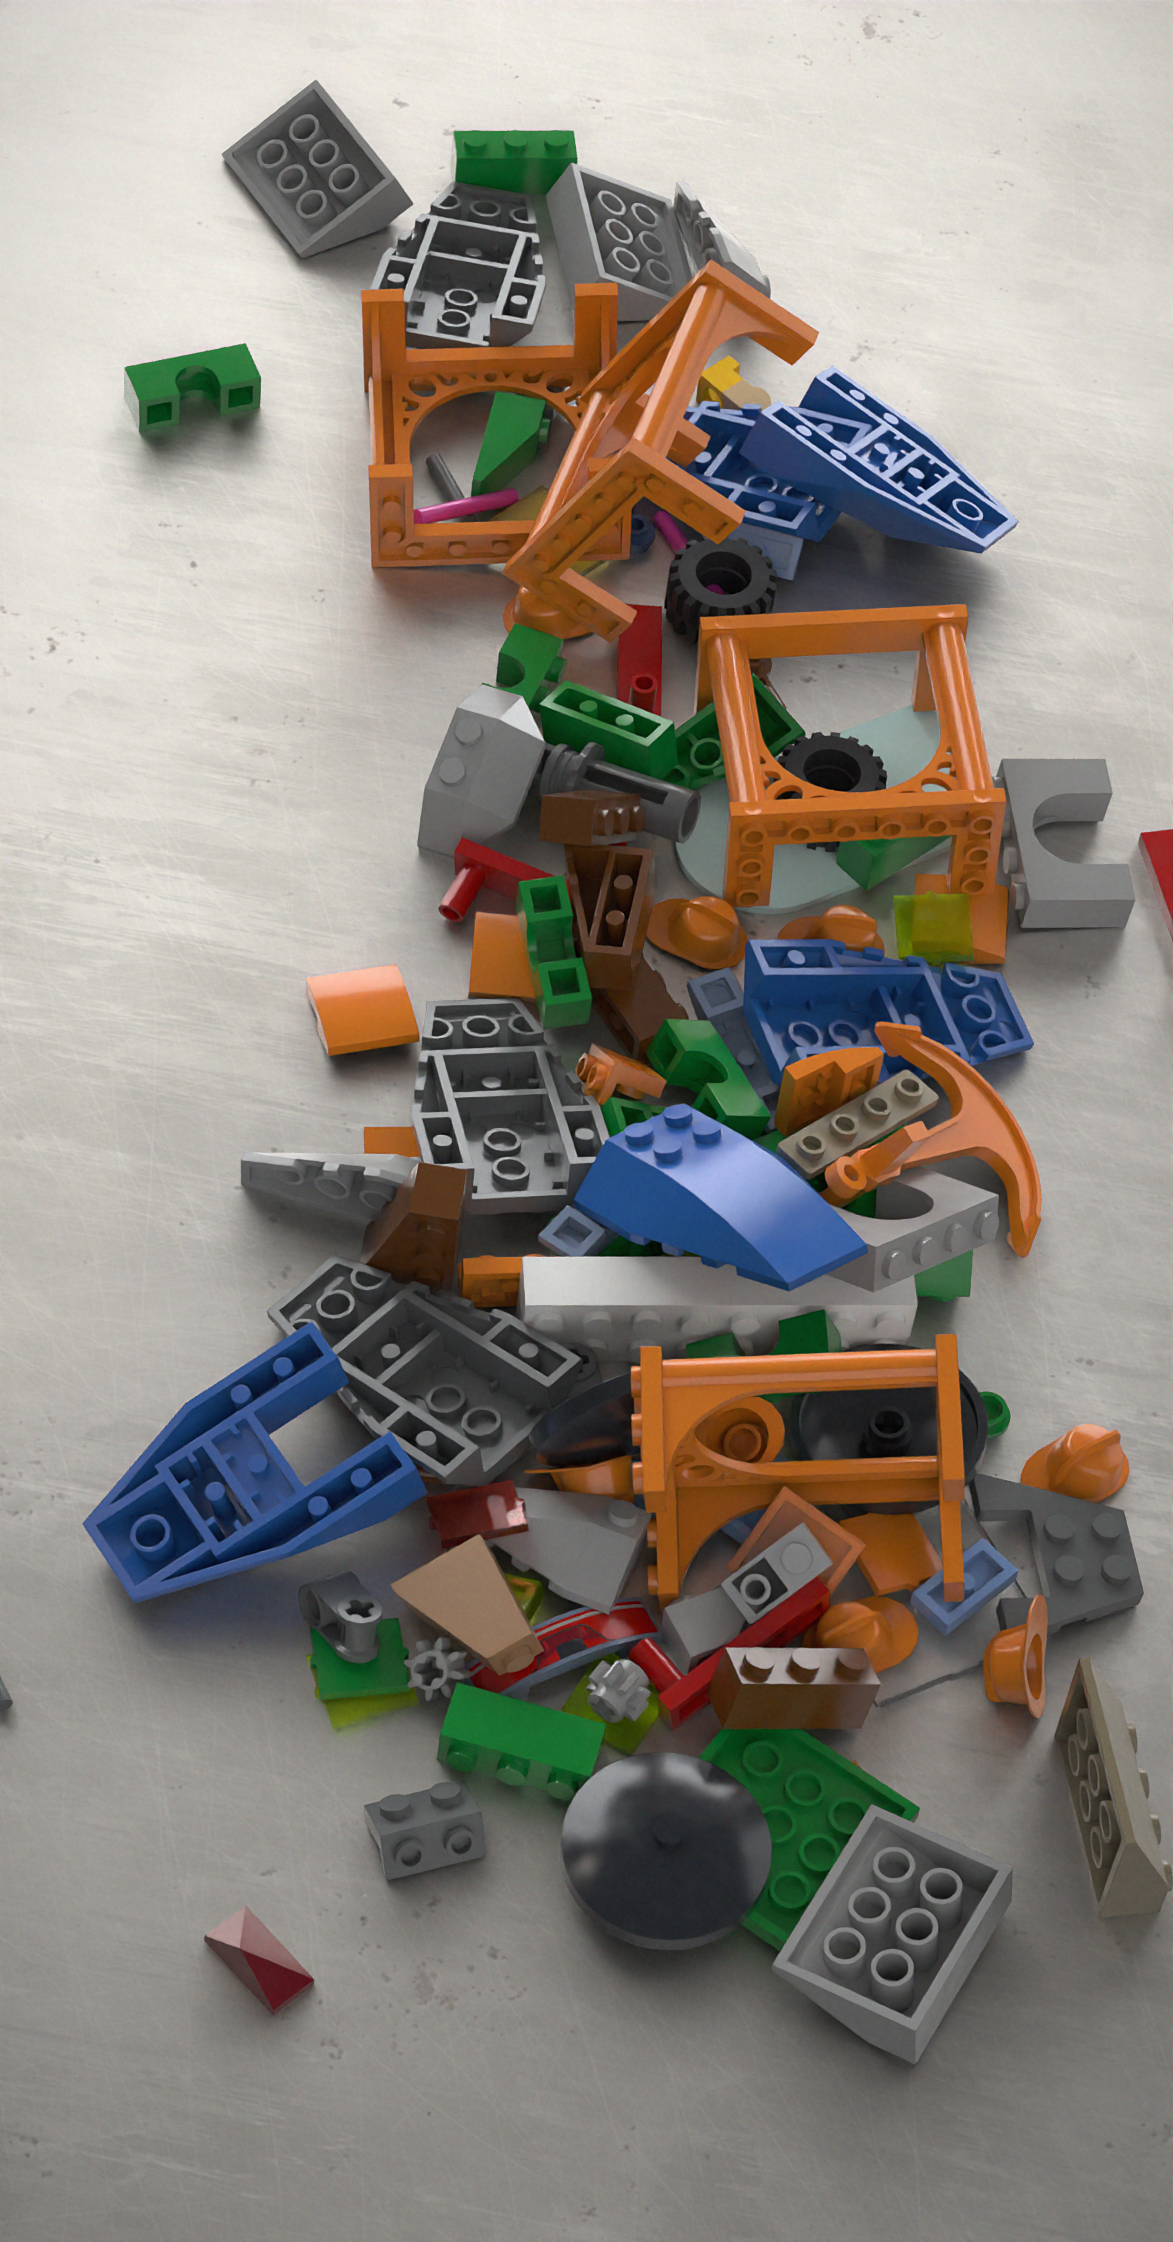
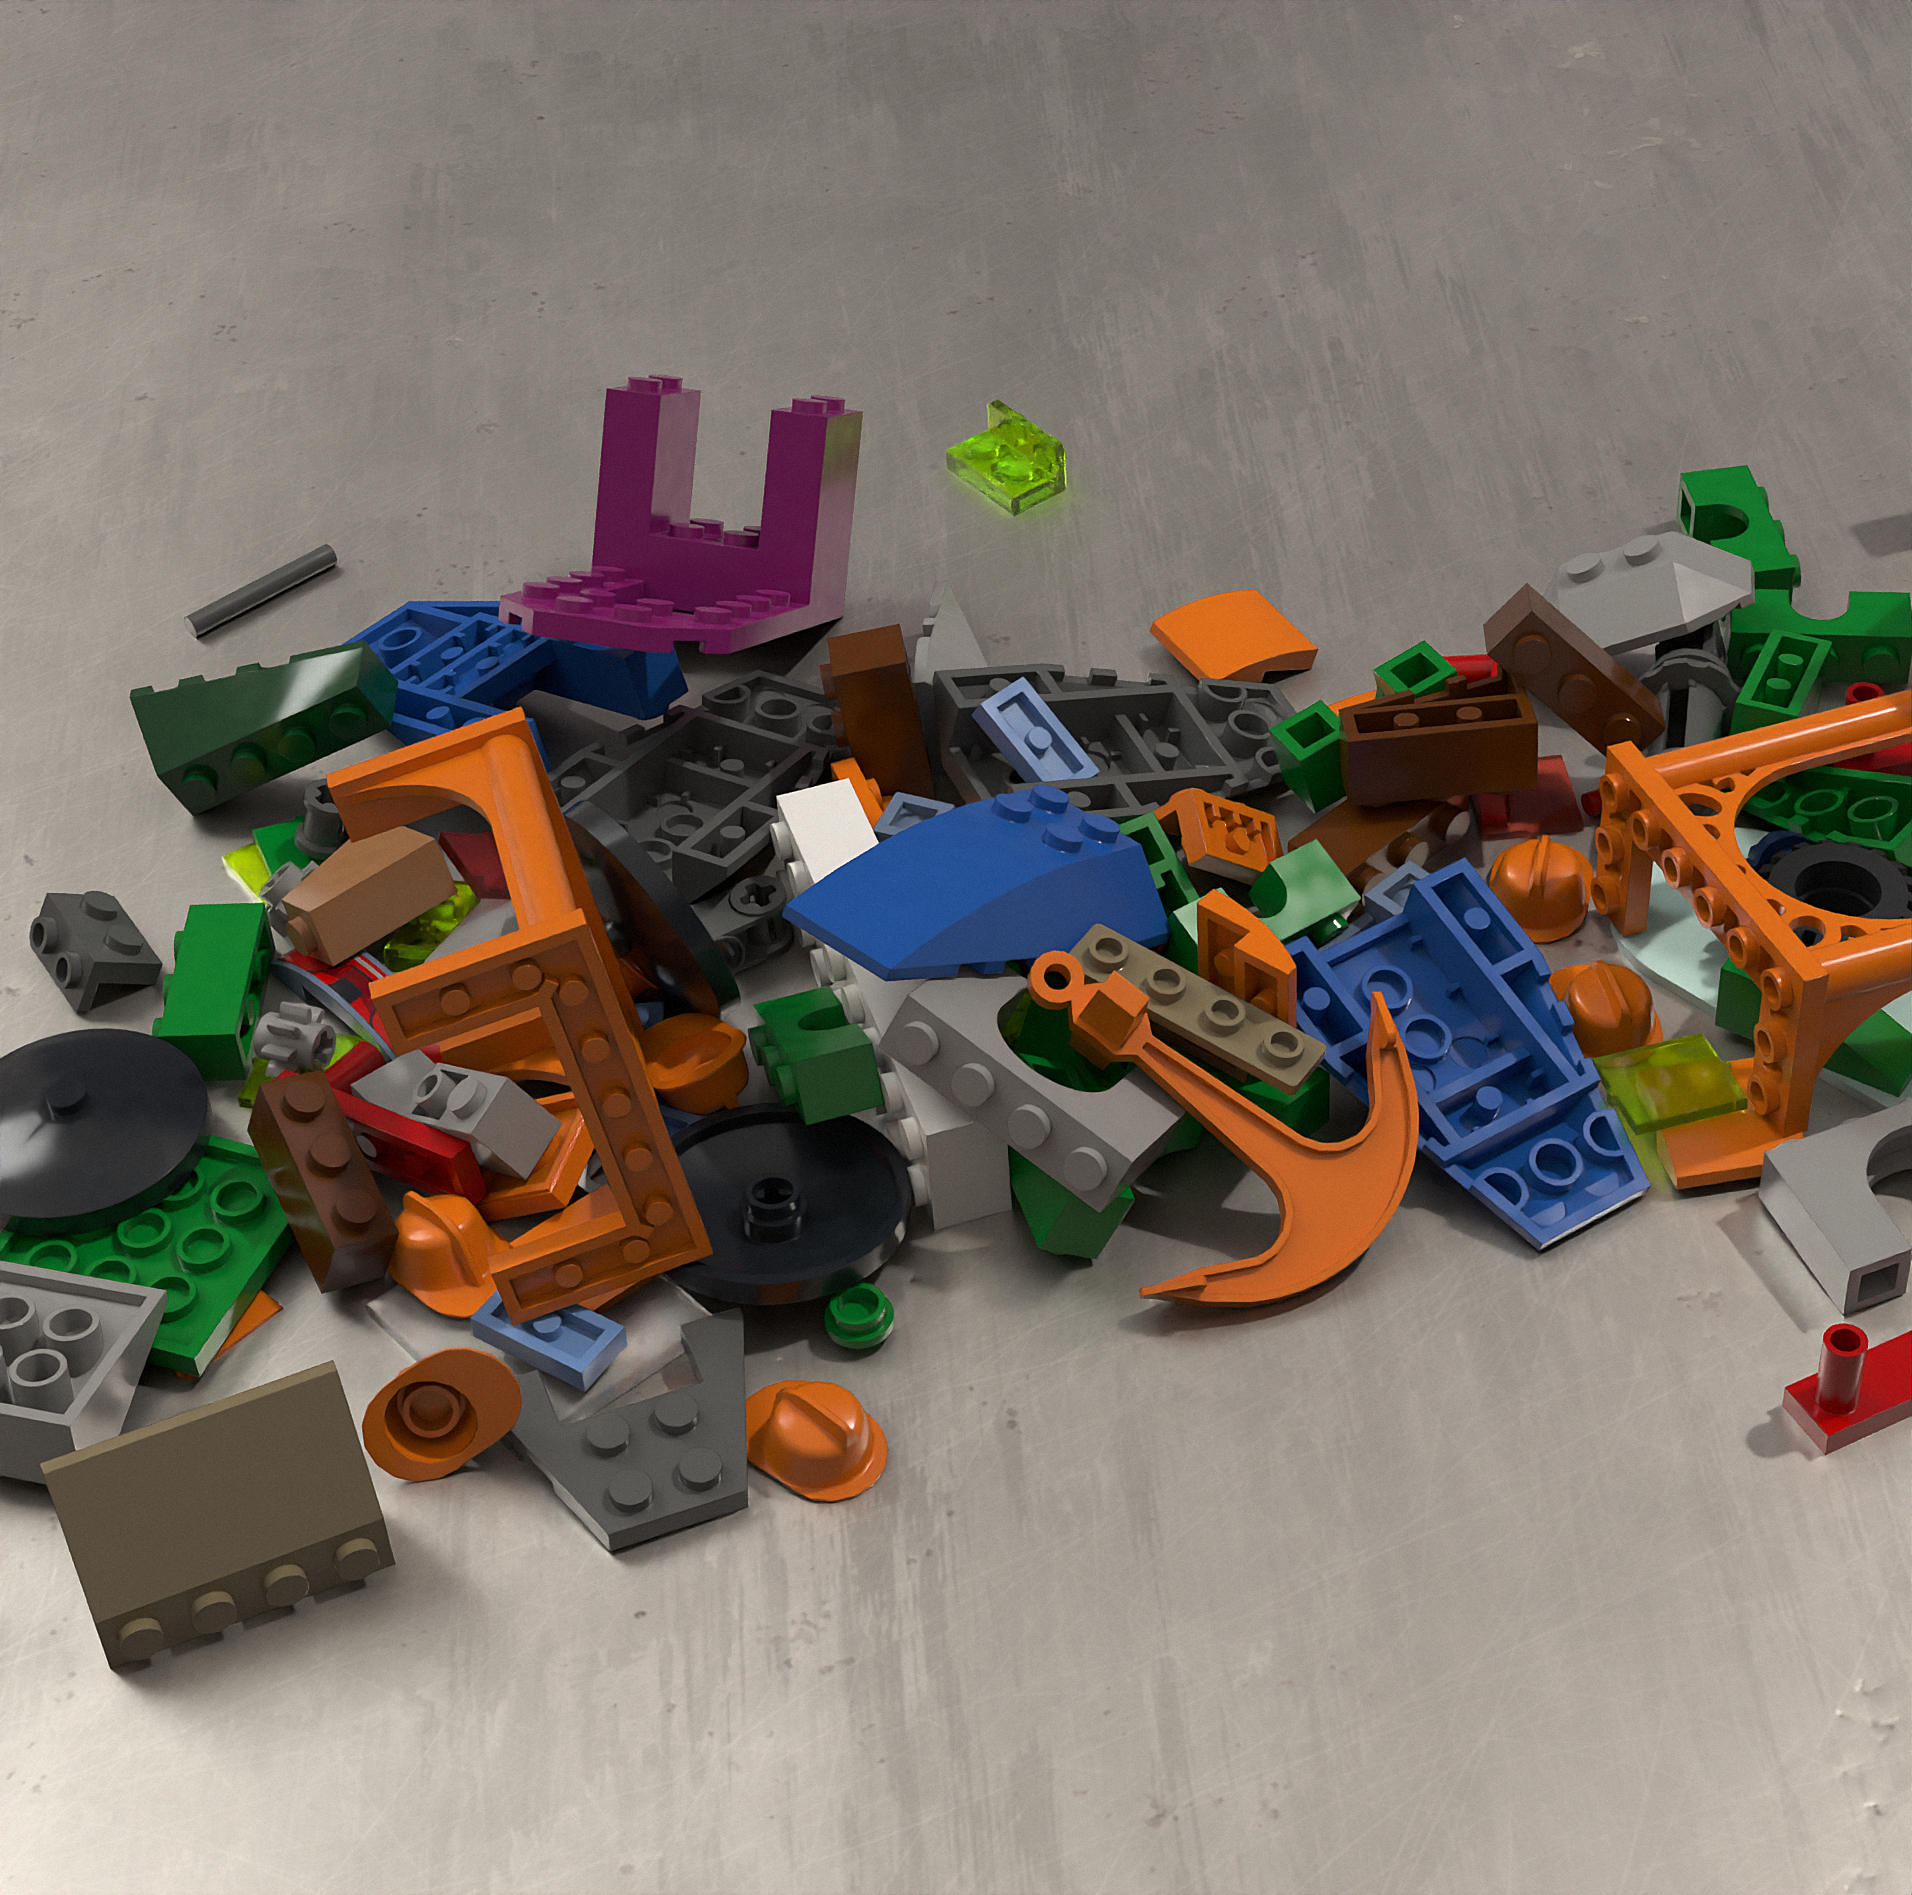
camera: 85 degrees right, 10 degrees down
(59, 1080) = (1011, 461): none -> clear neon green bracket
(143, 1312) = (736, 582): none -> magenta bracket
(256, 1634) = (263, 721): none -> dark green wedge
(358, 680) = (1734, 515): none -> green arch
(508, 1141) = (1032, 736): none -> medium blue plate

